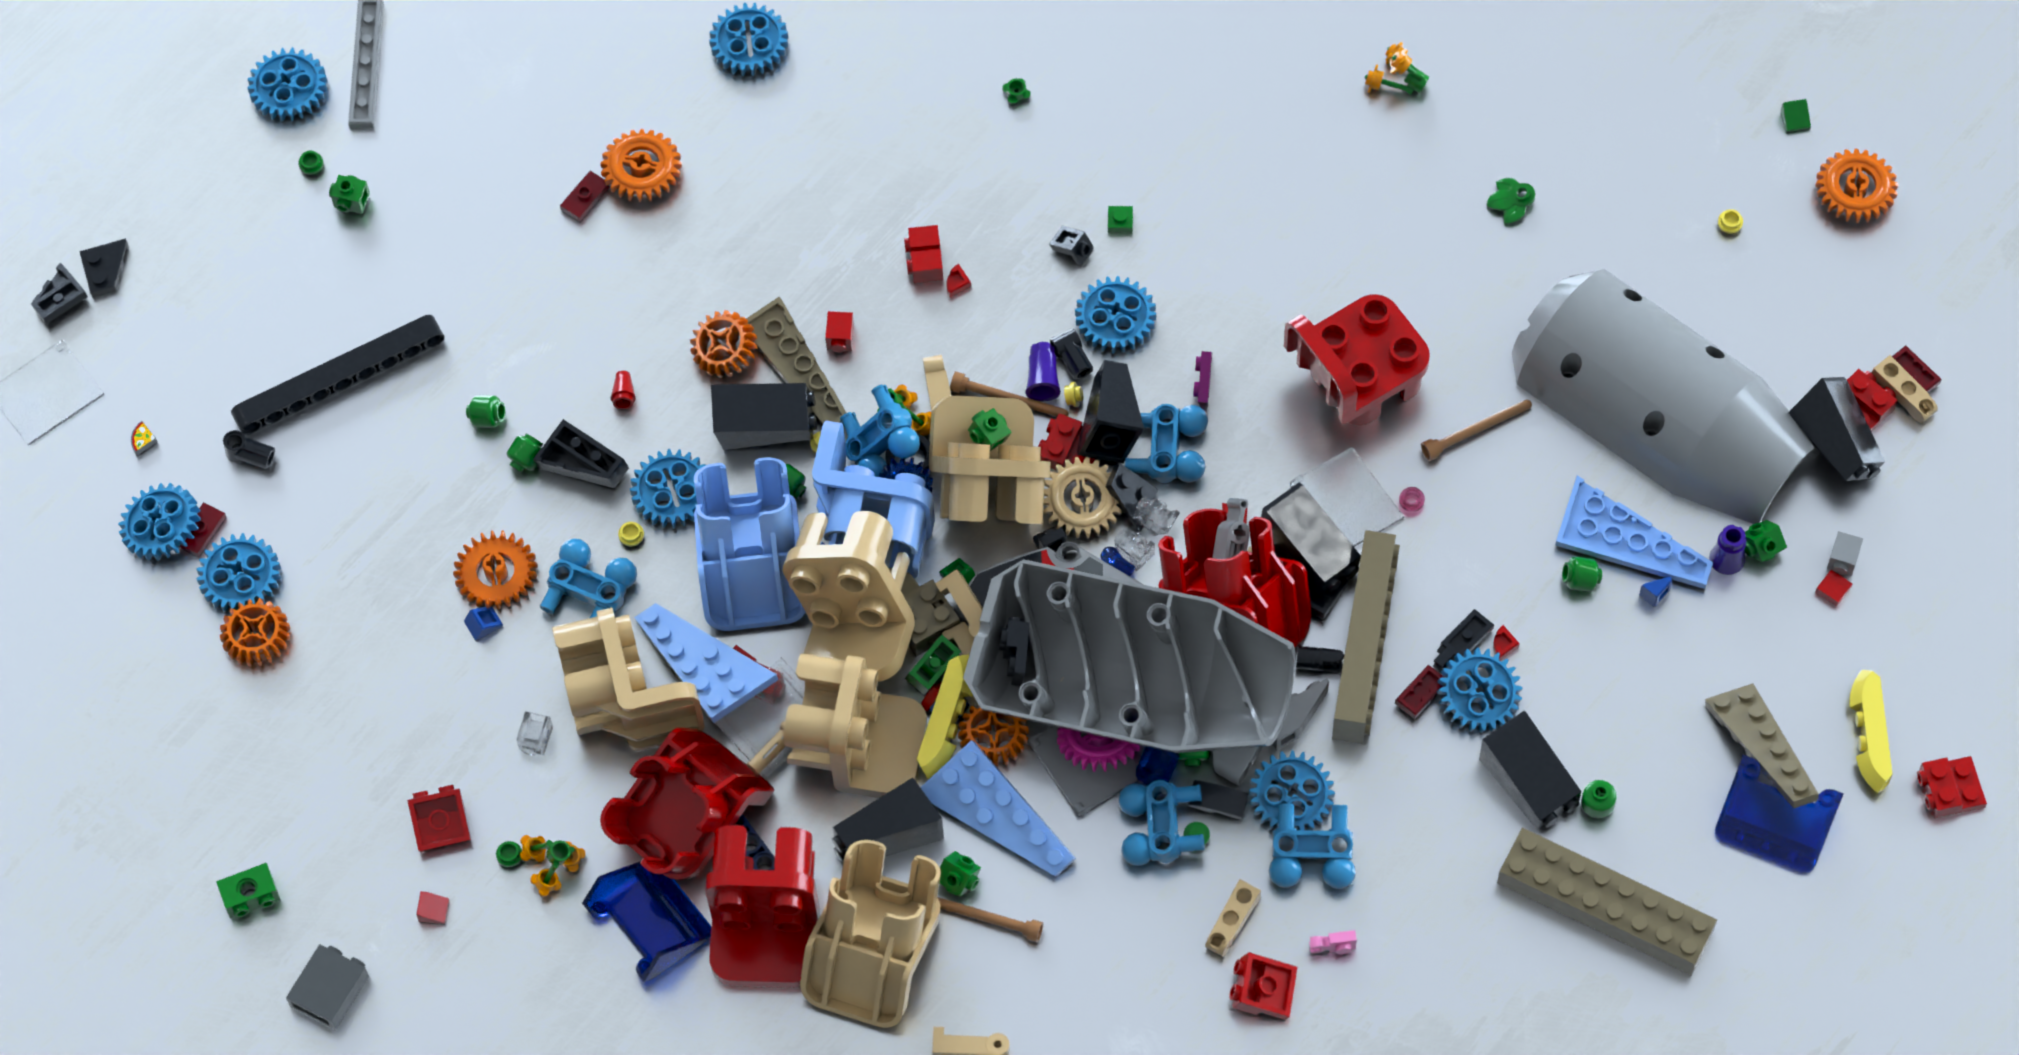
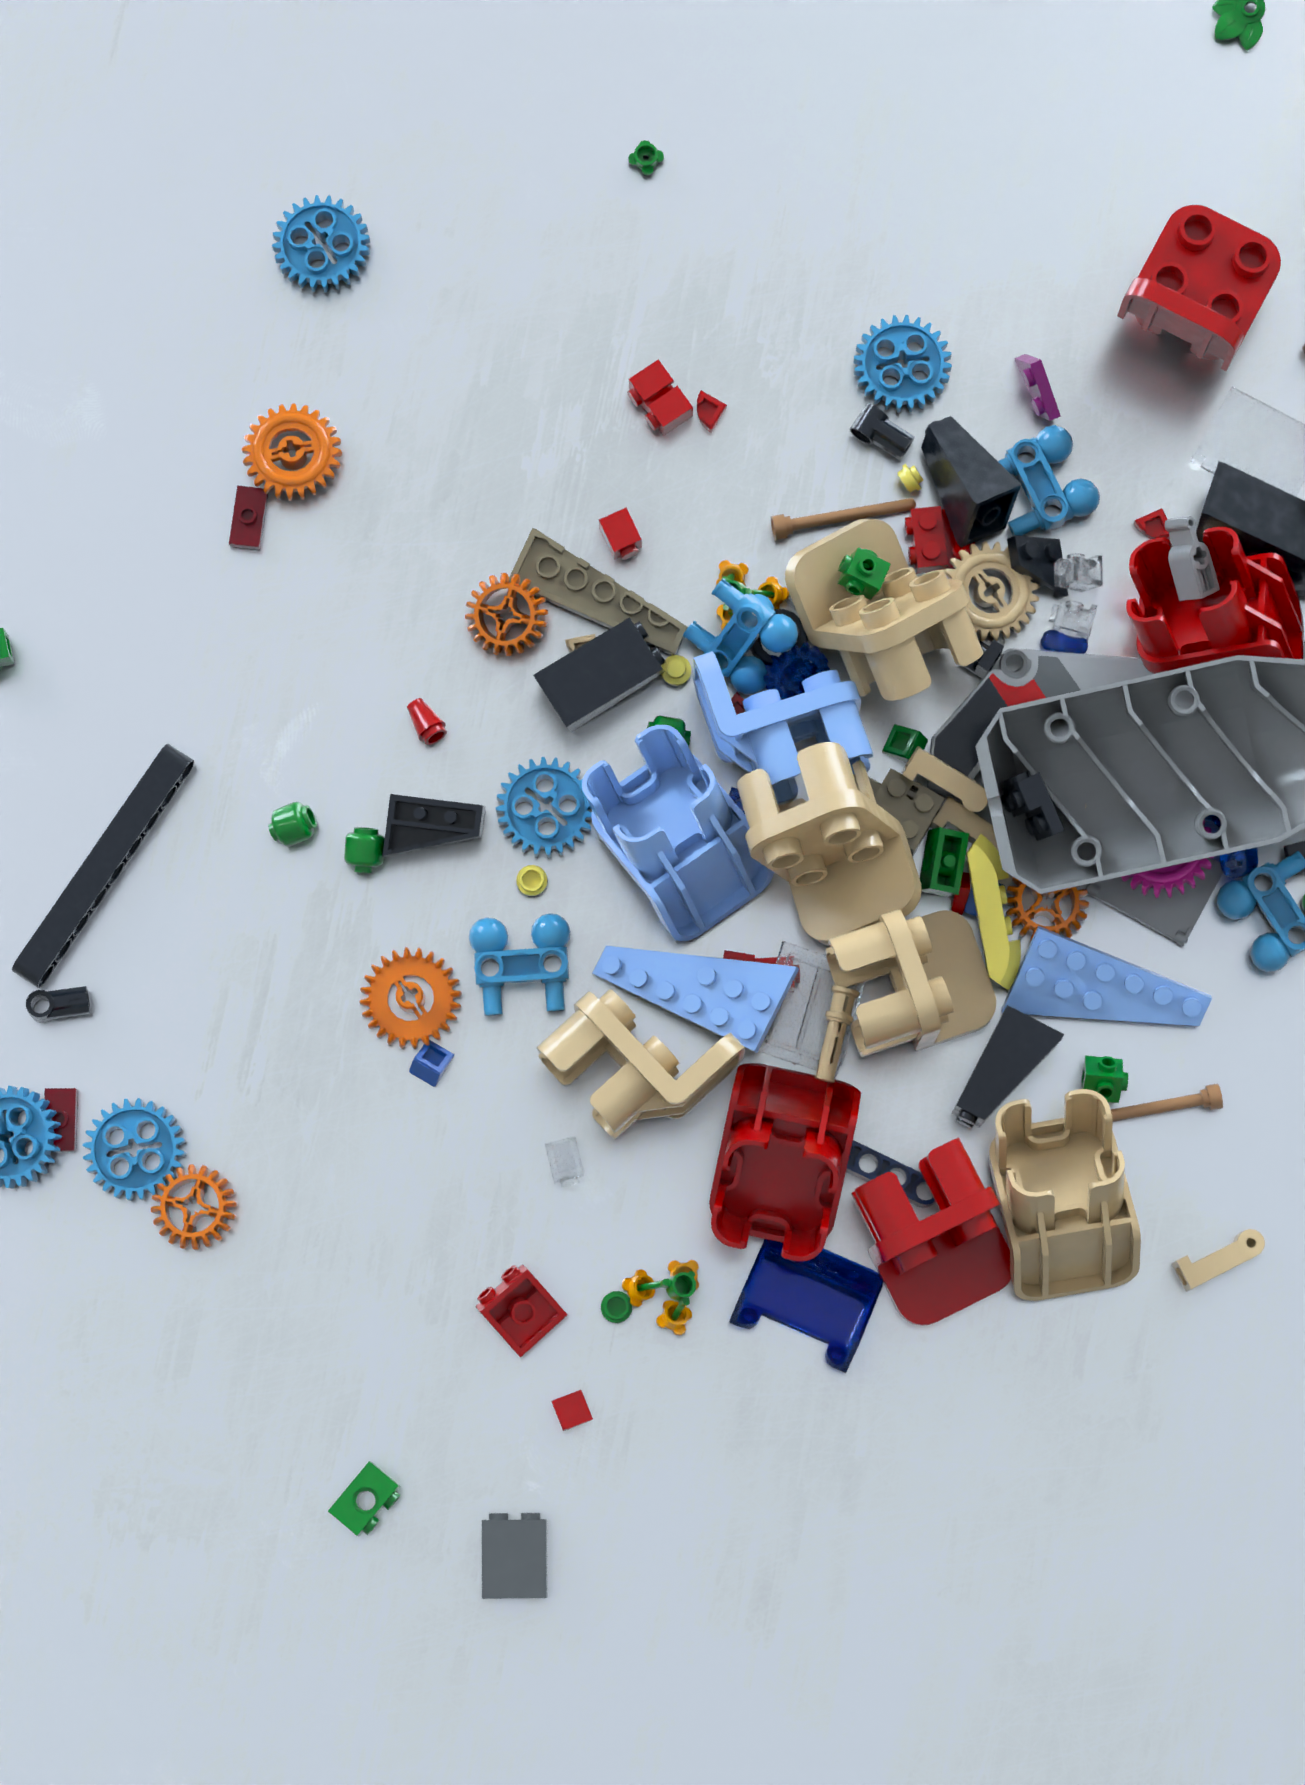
camera: 30 degrees left, 15 degrees up
(936, 379) = (761, 543): tan leg -> none
(1042, 373) = (864, 469): dark purple plant -> none
(1073, 243) = (809, 305): black bracket -> none
(1120, 219) = (842, 250): green plate -> none

